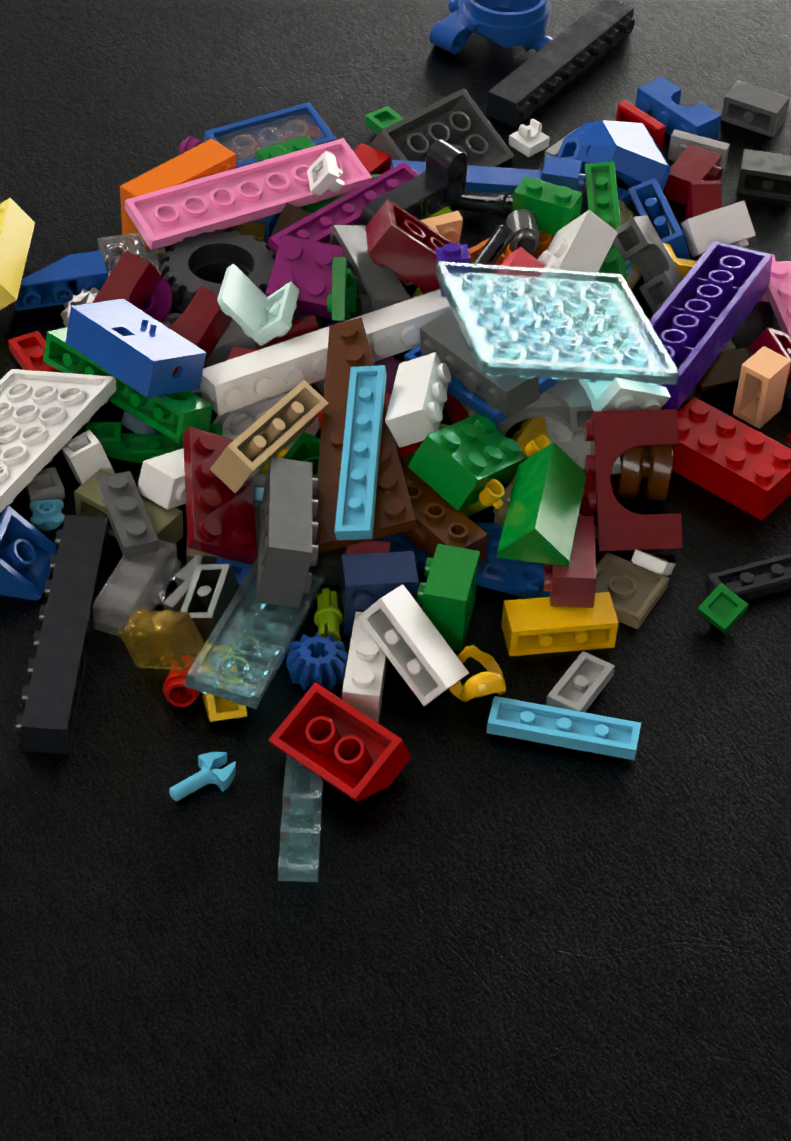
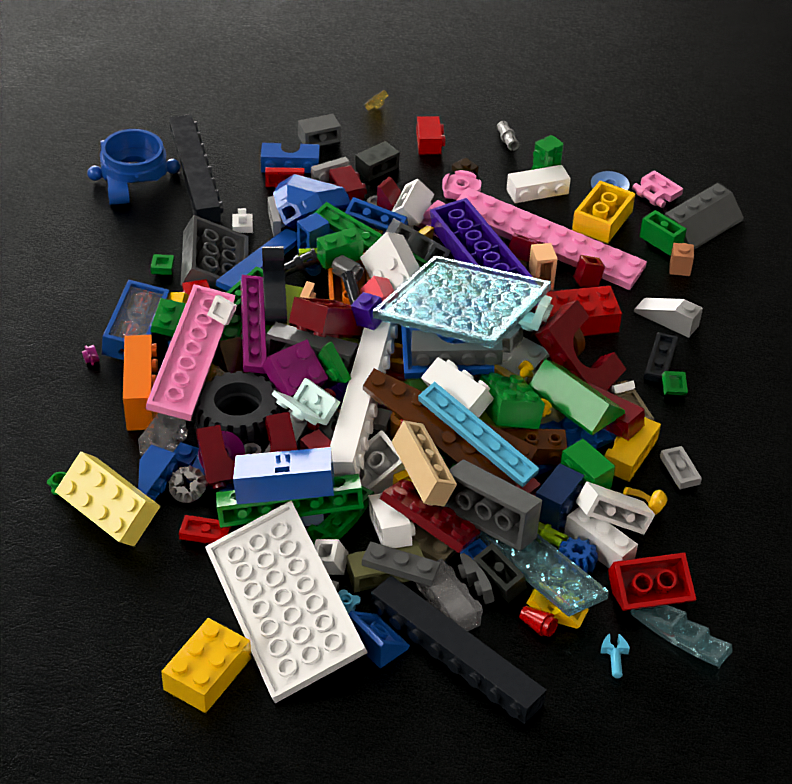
camera: 50 degrees left, 0 degrees up
(161, 639) = (513, 608): clear yellow brick -> none
(563, 727) = (703, 492): medium azure plate -> none

